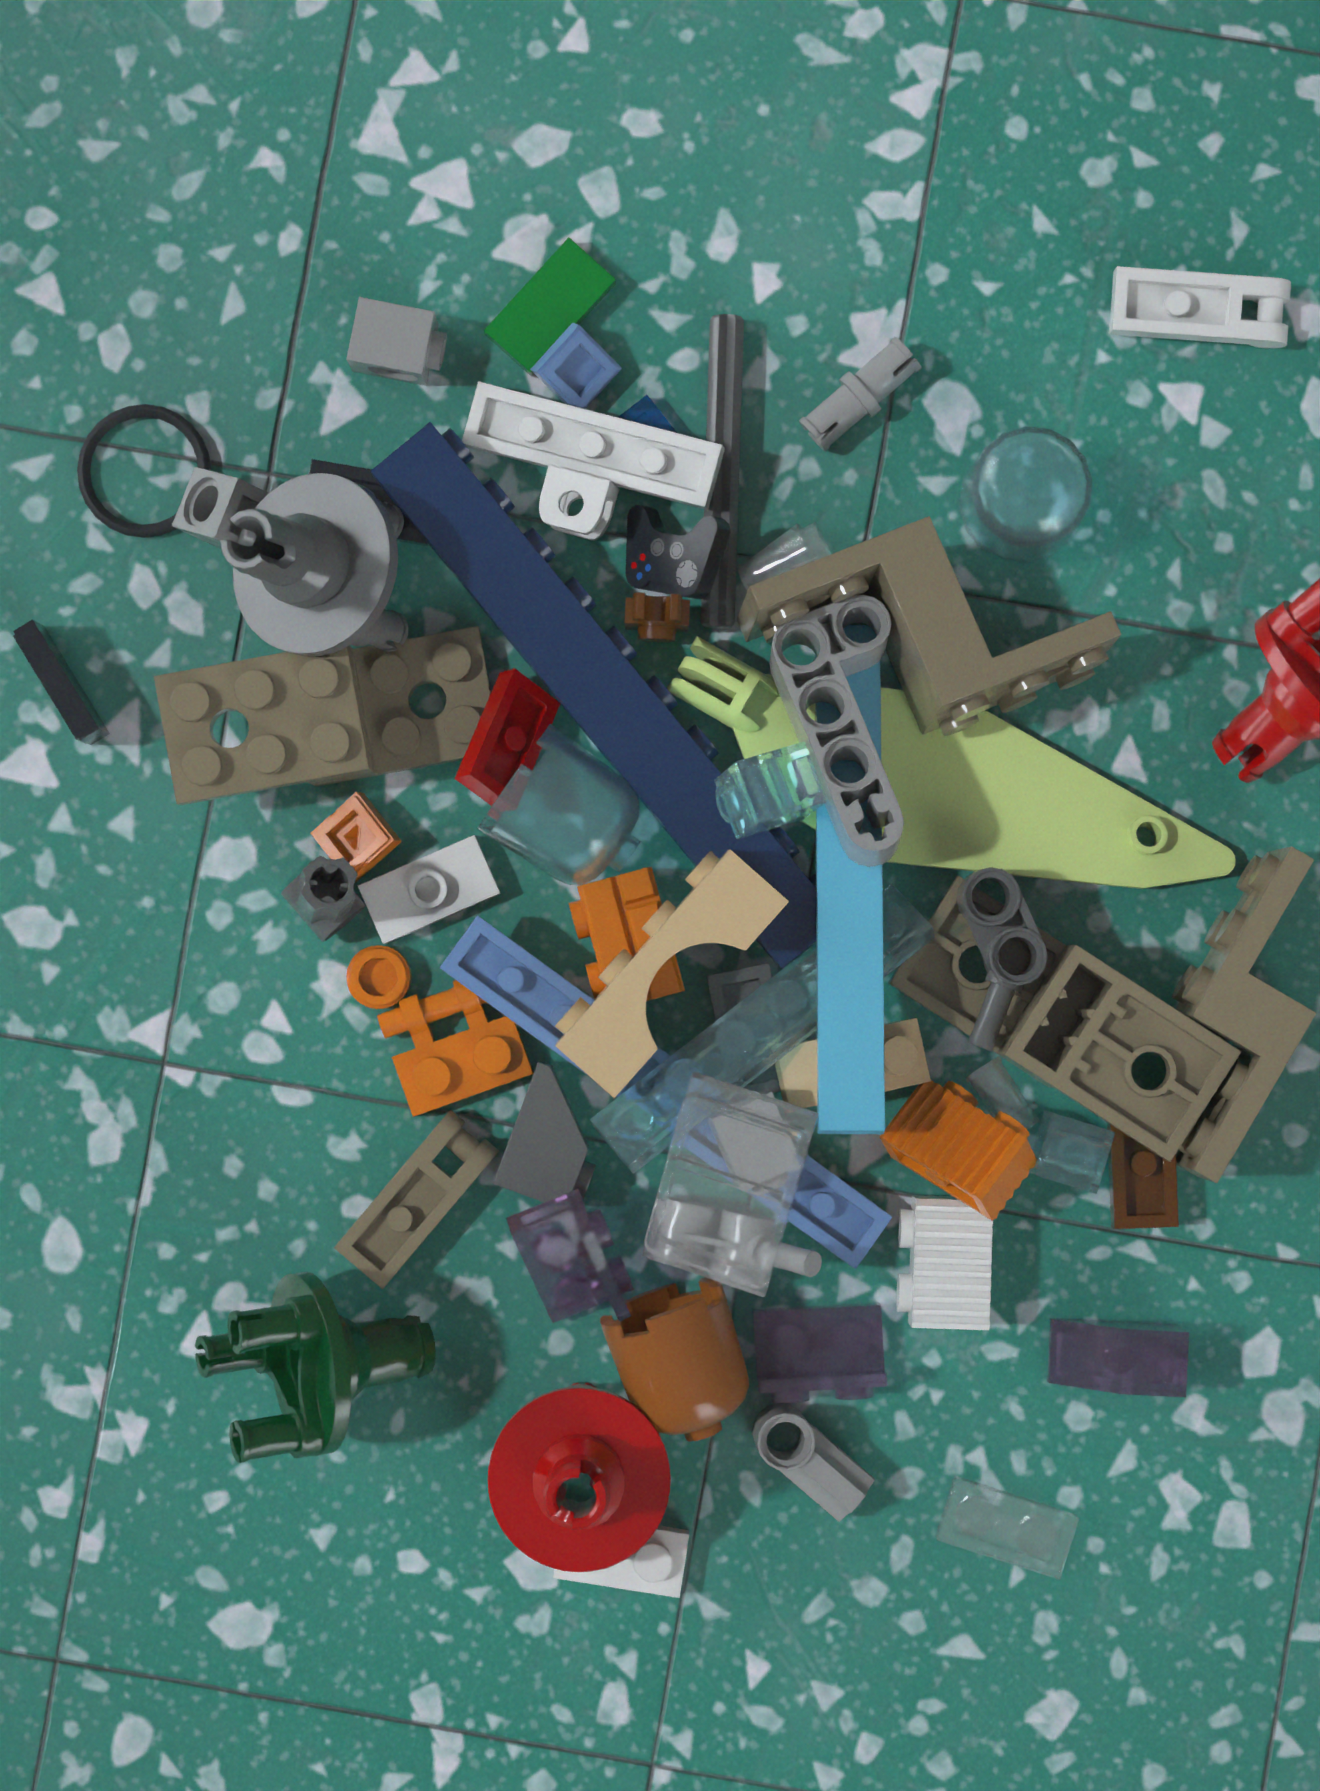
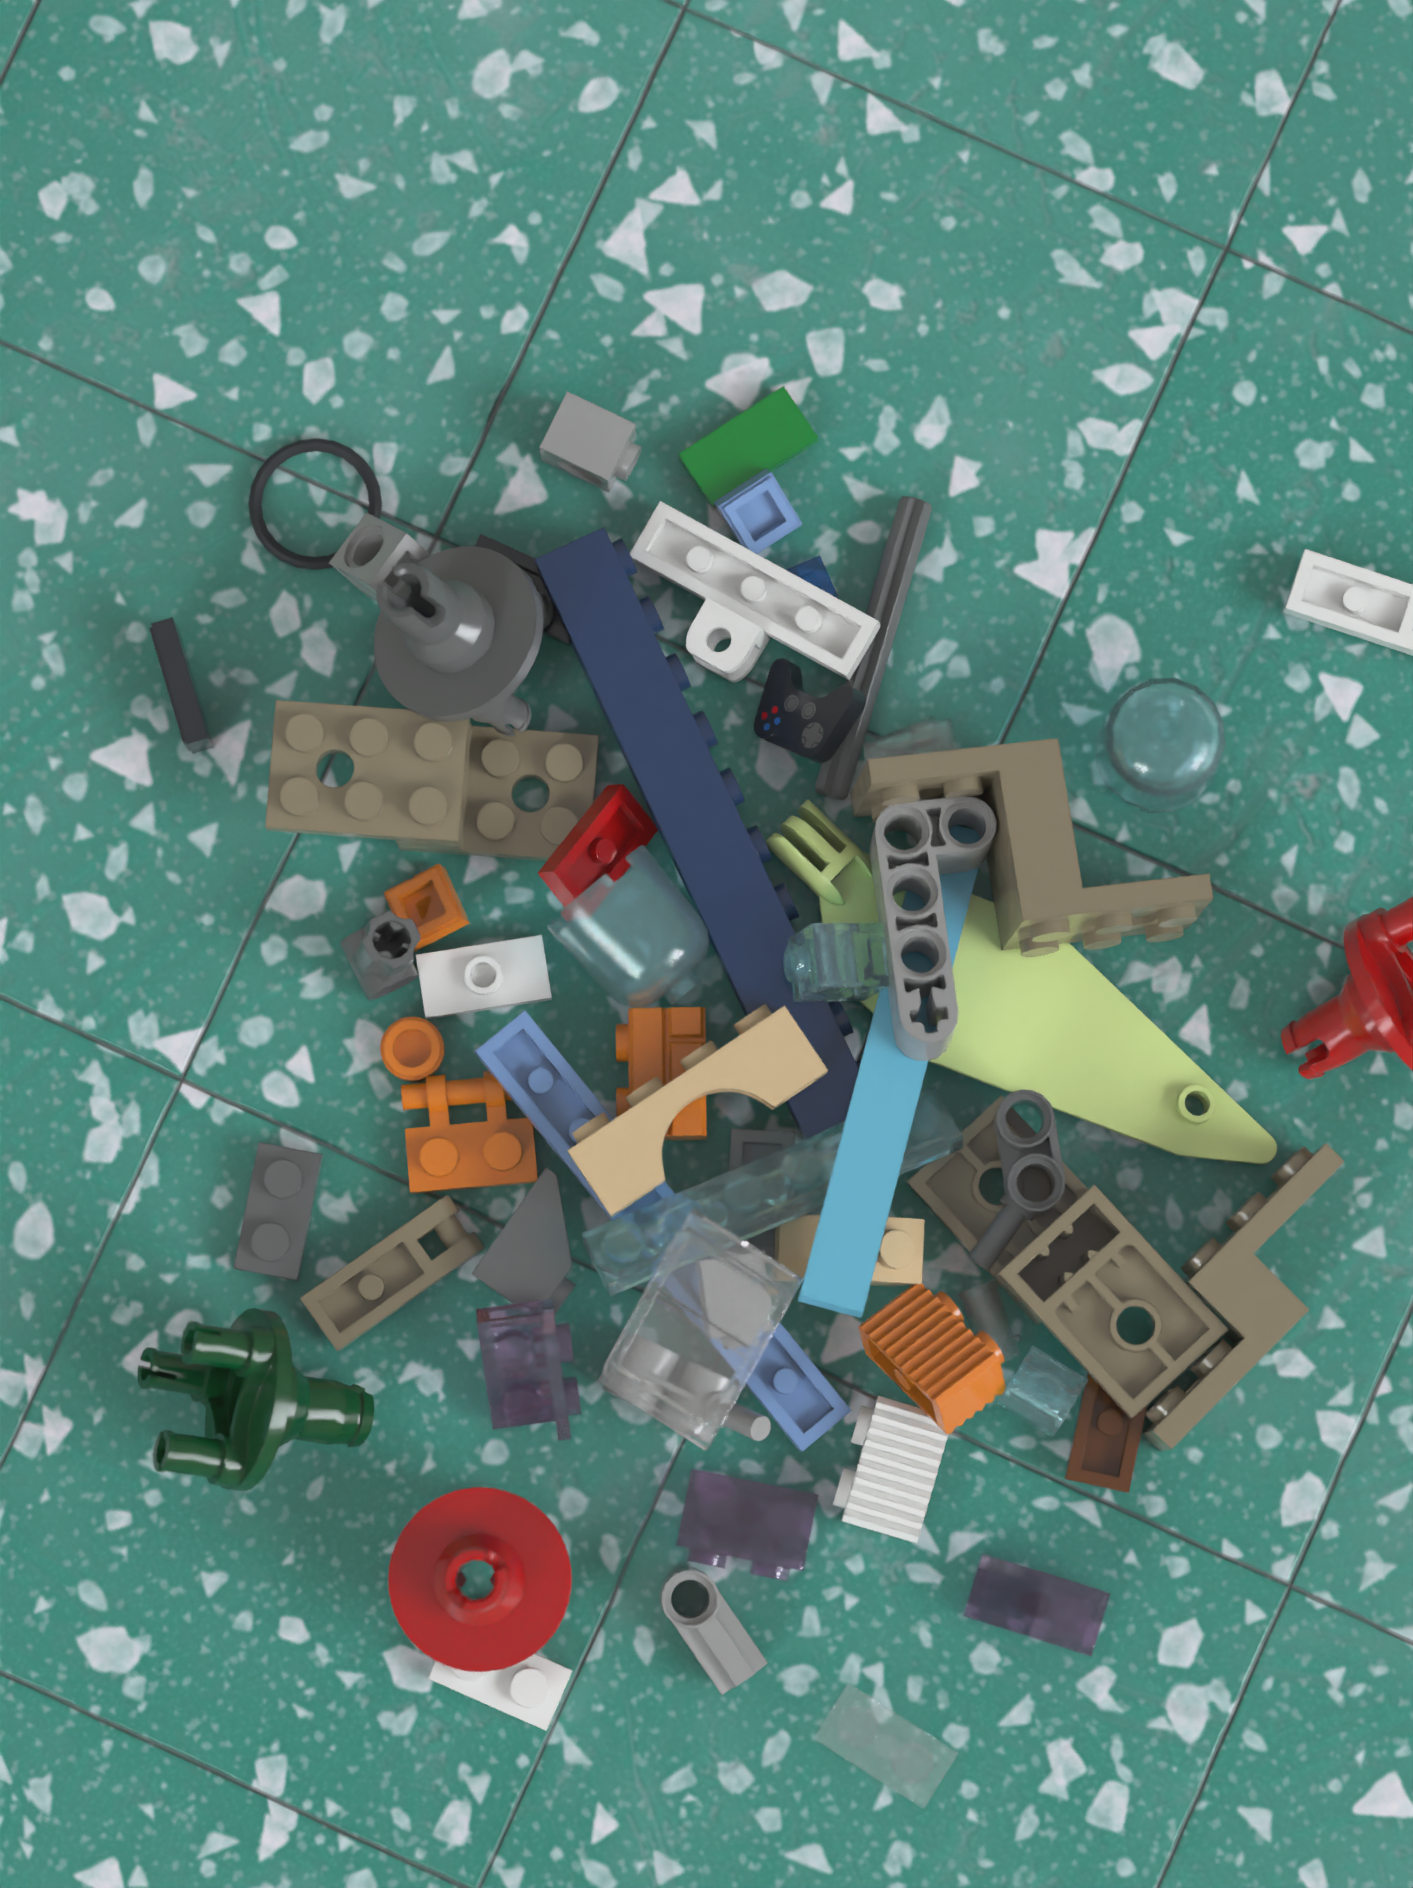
camera: 15 degrees right, 5 degrees down
(291, 1167) = (278, 1211): none -> dark grey plate
(657, 616) = (773, 770): reddish brown plate -> none
(680, 1358) = (608, 1493): dark orange cylinder -> none
(860, 394) = (1025, 608): light grey pin -> none

